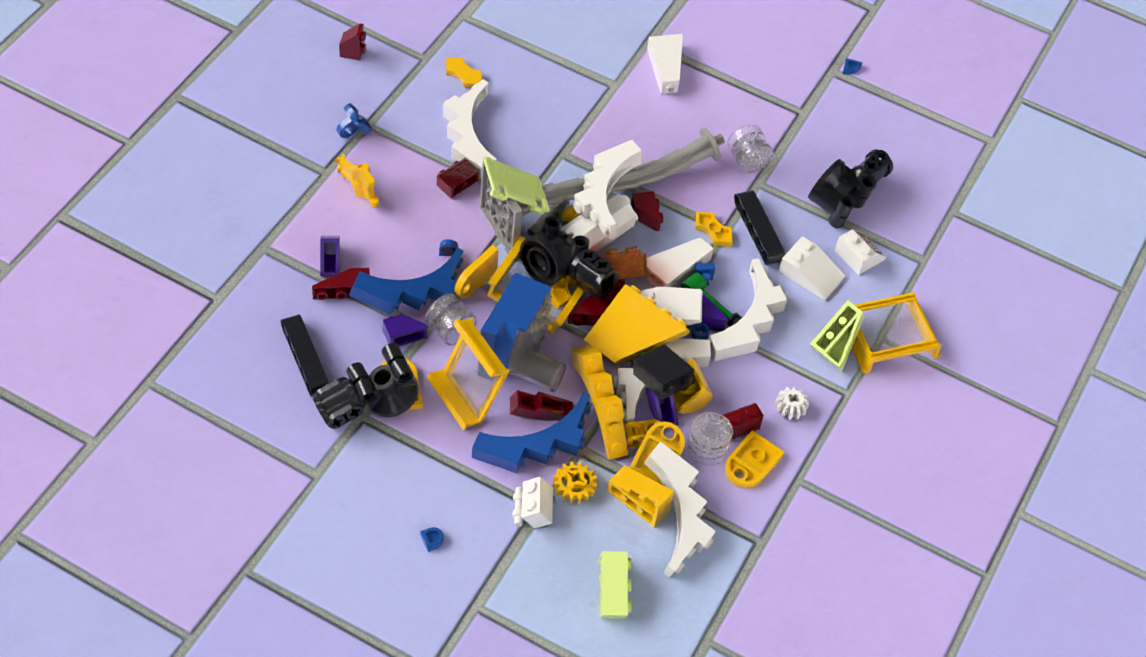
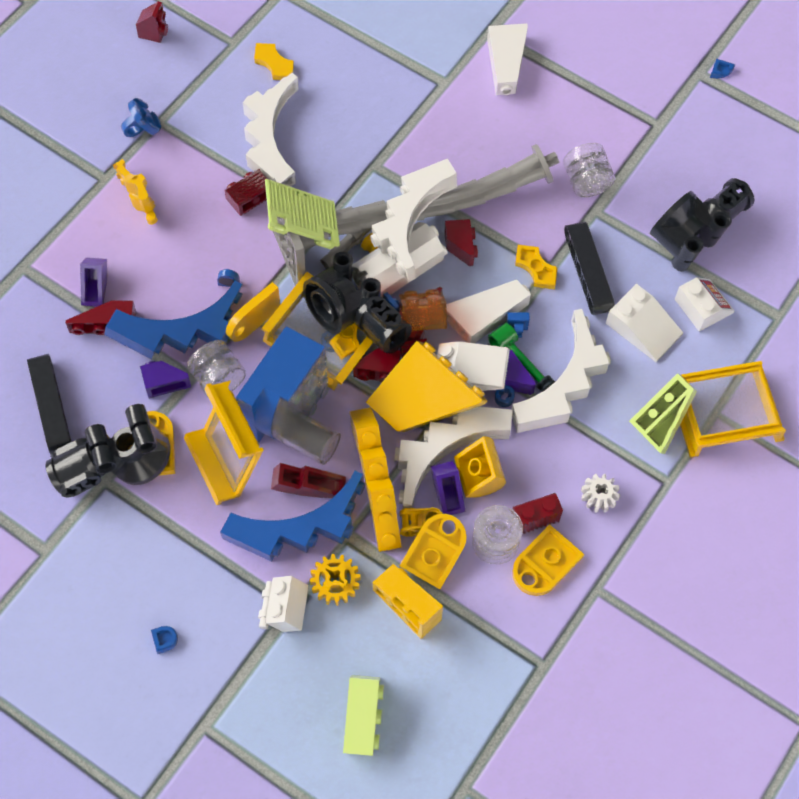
camera: 10 degrees right, 10 degrees up
(663, 371) = (450, 451): black brick -> none
(688, 505) = (461, 619): white arch -> none

